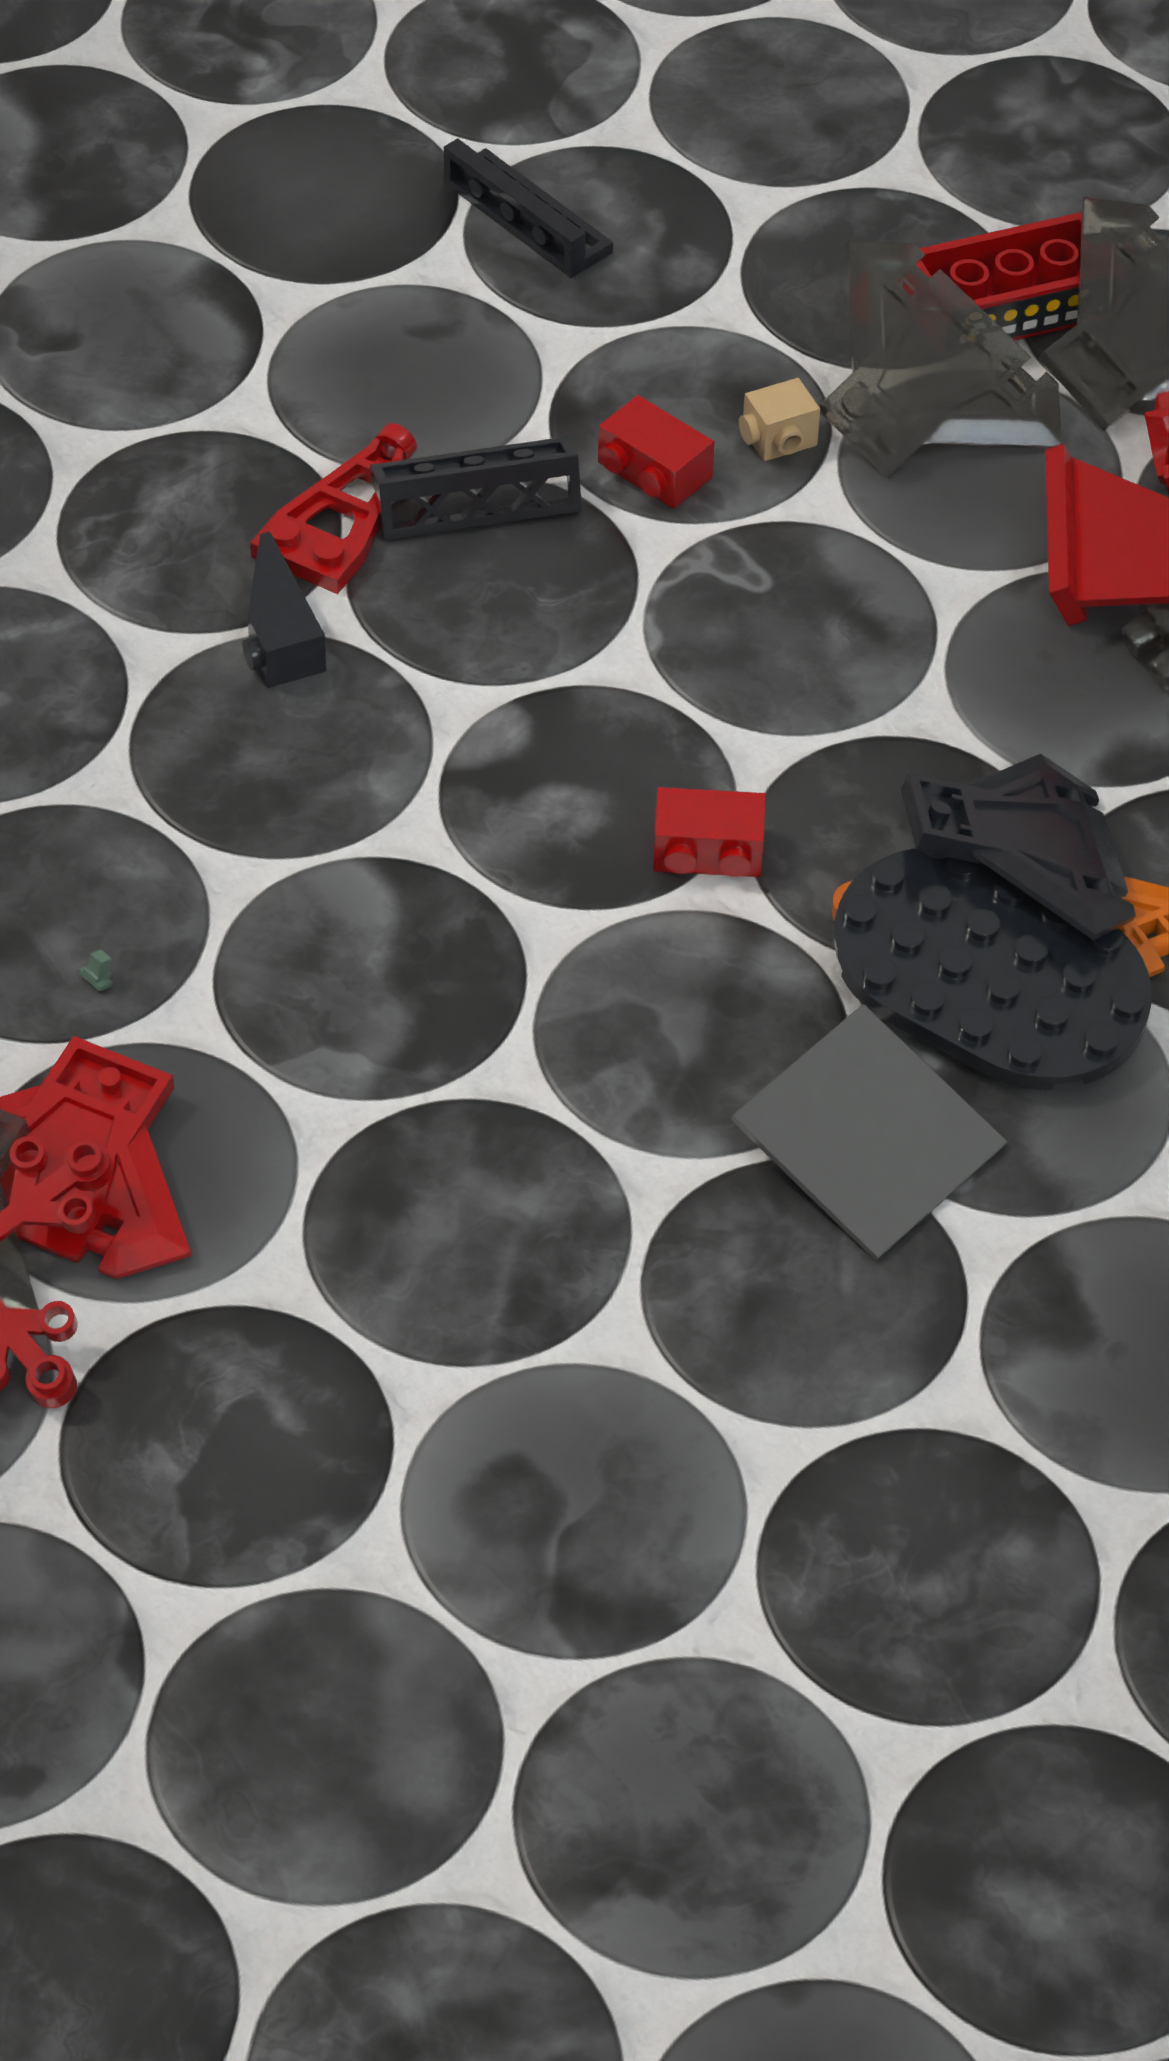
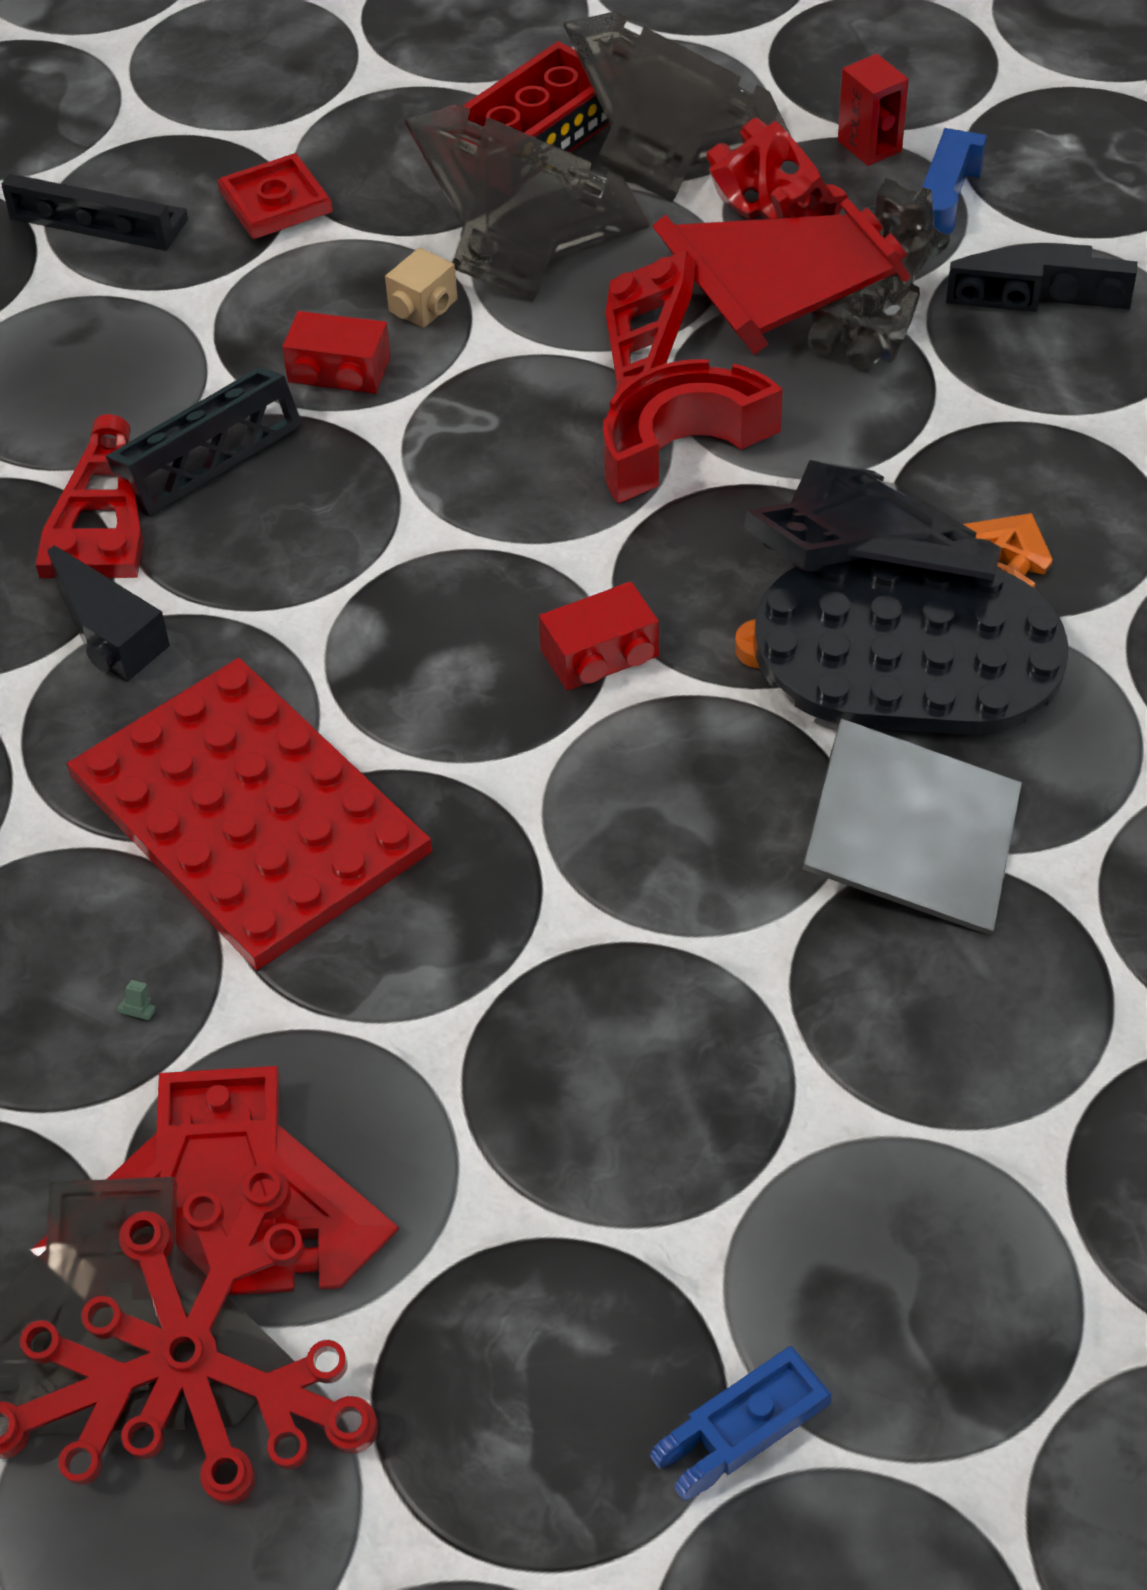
camera: 25 degrees left, 0 degrees up
(297, 850) = (249, 811): none -> red plate
(361, 1533) = (744, 1421): none -> blue hinge
(706, 263) = (274, 195): none -> red plate
(930, 640) = (678, 403): none -> red brick
(984, 512) = (660, 284): none -> red plate

